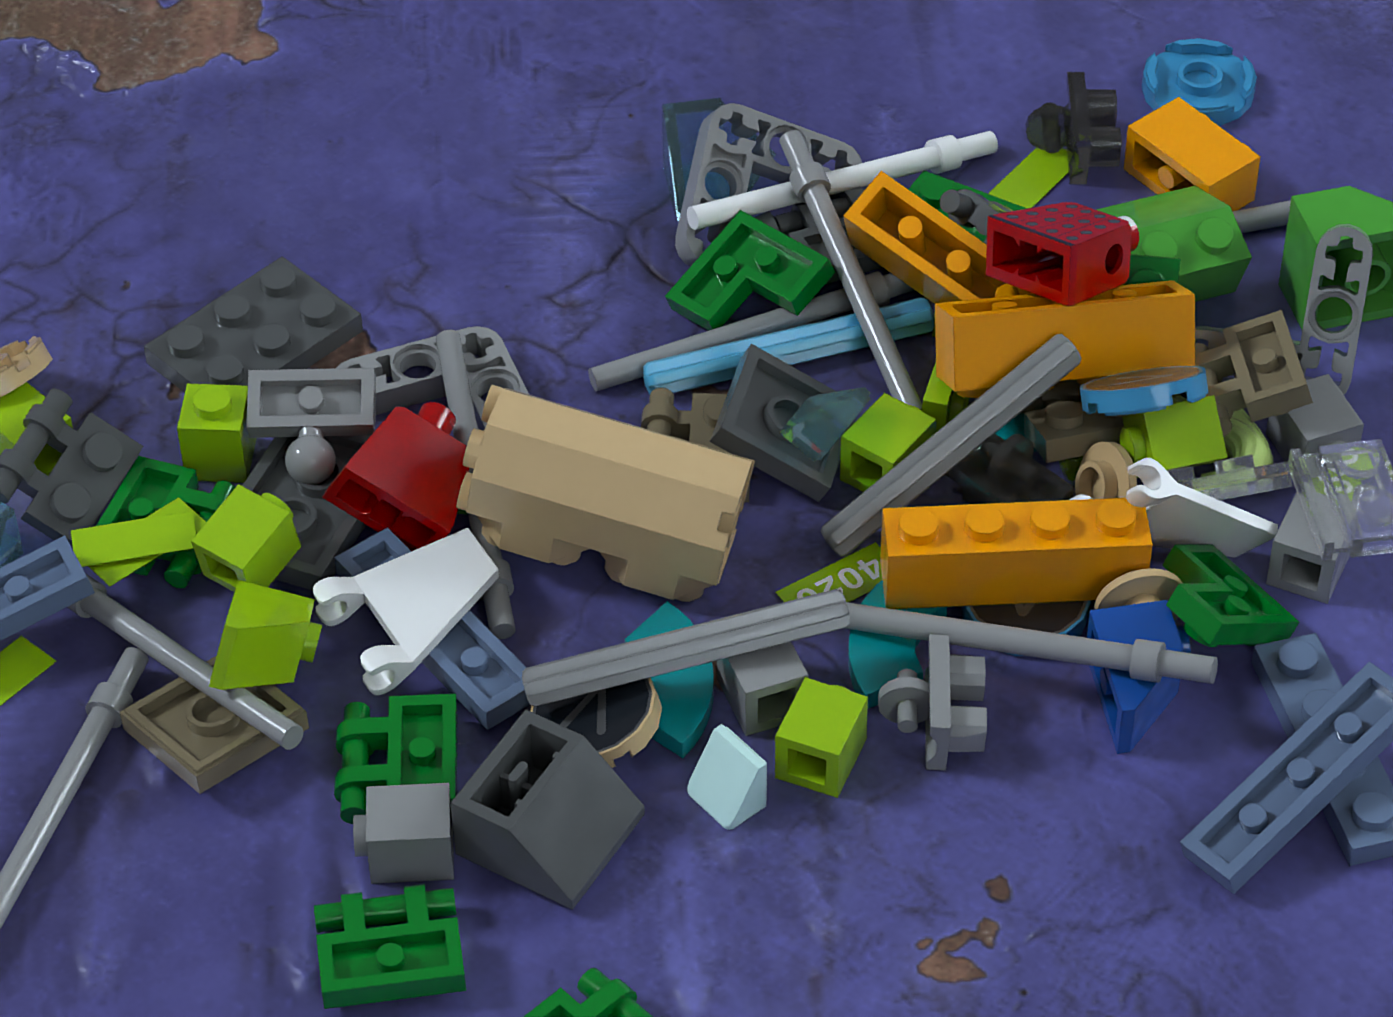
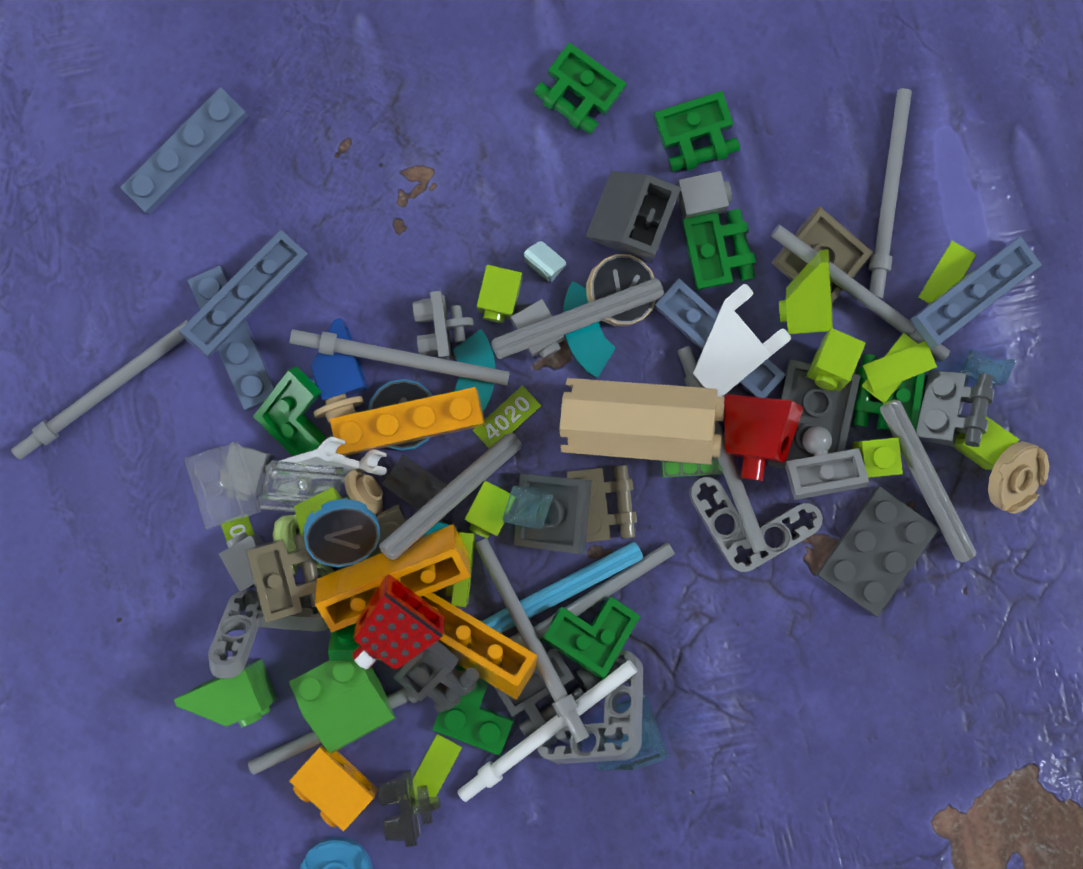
camera: 170 degrees right, 40 degrees up
(143, 397) = (928, 481): none -> light grey axle

